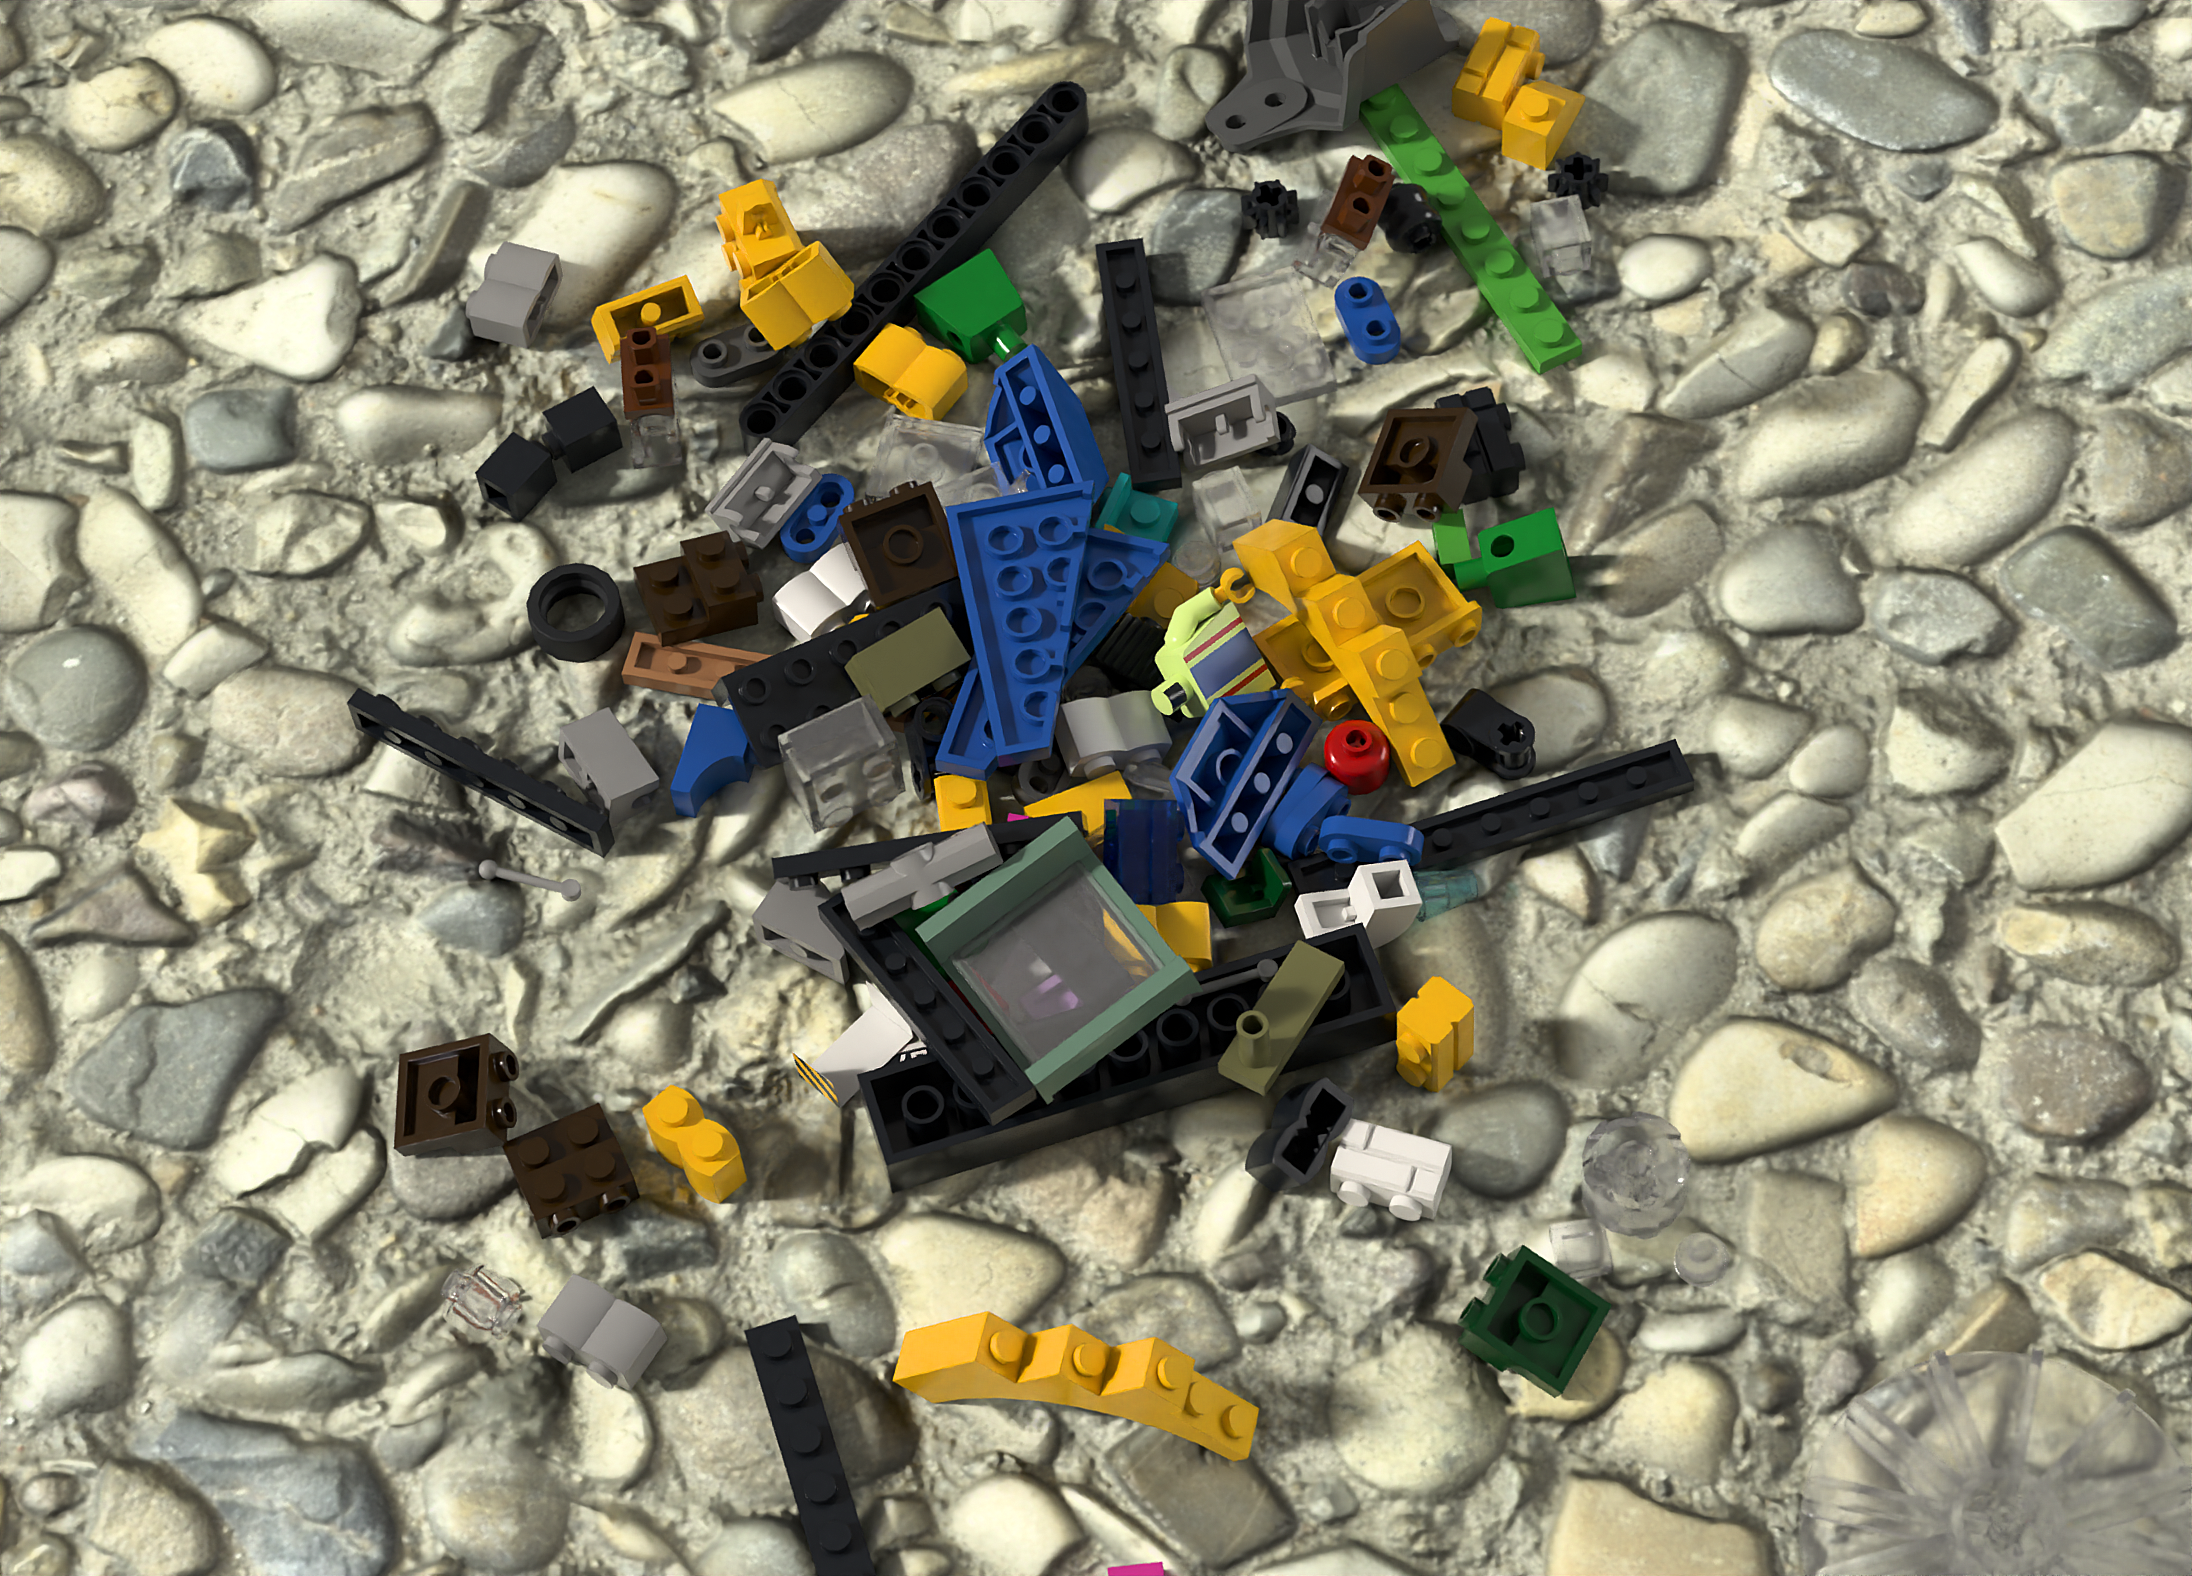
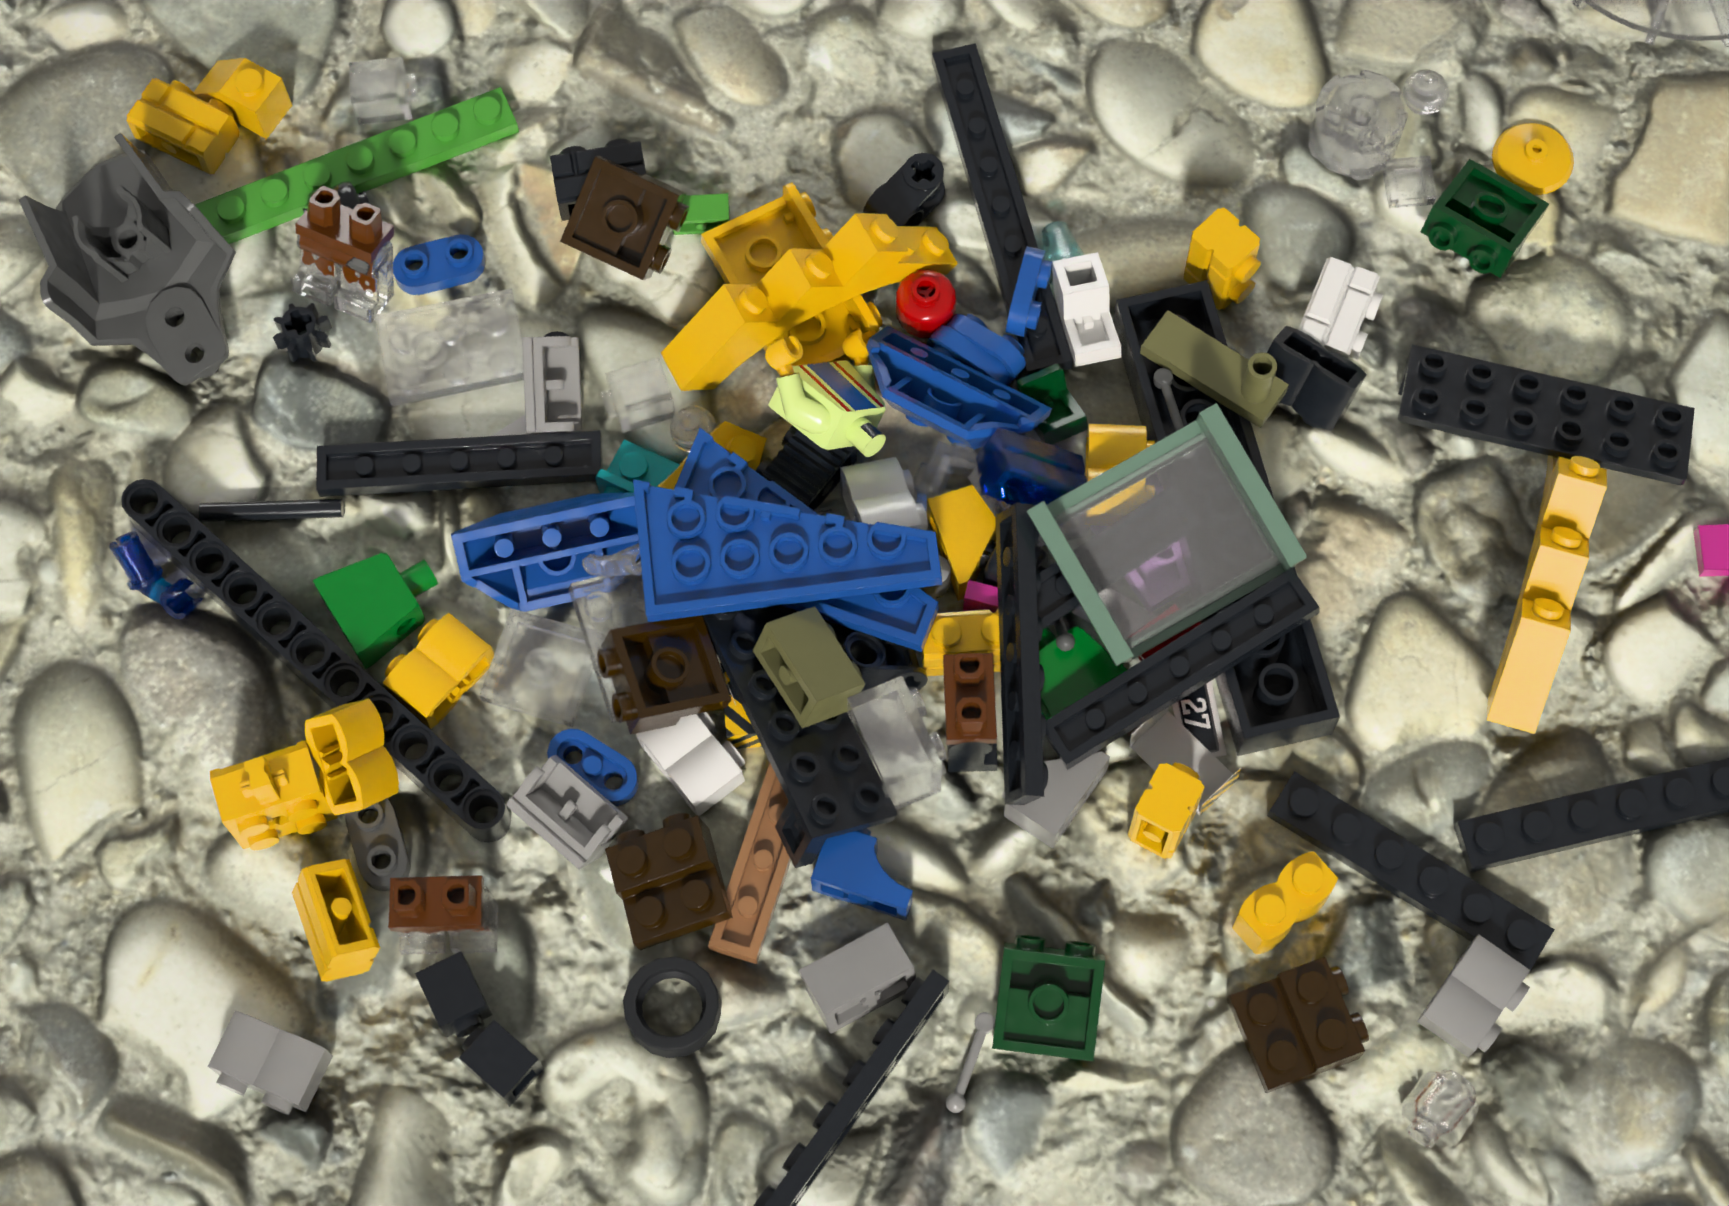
camera: 90 degrees left, 10 degrees up
(455, 1096) = (1220, 1132): dark brown plate -> none
(590, 933) = (1049, 998): none -> dark green plate
(739, 1276) = (1408, 870): none -> black plate
(782, 1015) = (1166, 809): none -> yellow brick
(879, 809) = (970, 712): none -> reddish brown hips
(922, 876) = (1066, 651): light grey piece -> none
(995, 124) = (147, 577): none -> clear blue piece
(1078, 218) = (271, 510): none -> black bar
(1263, 1372) = (1546, 414): none -> black bracket
(1309, 489) = (624, 332): black slope -> none
(1520, 562) = (740, 150): green torso -> none
(1579, 176) = (322, 70): black gear -> none
(1635, 1389) = (1533, 158): none -> yellow piece

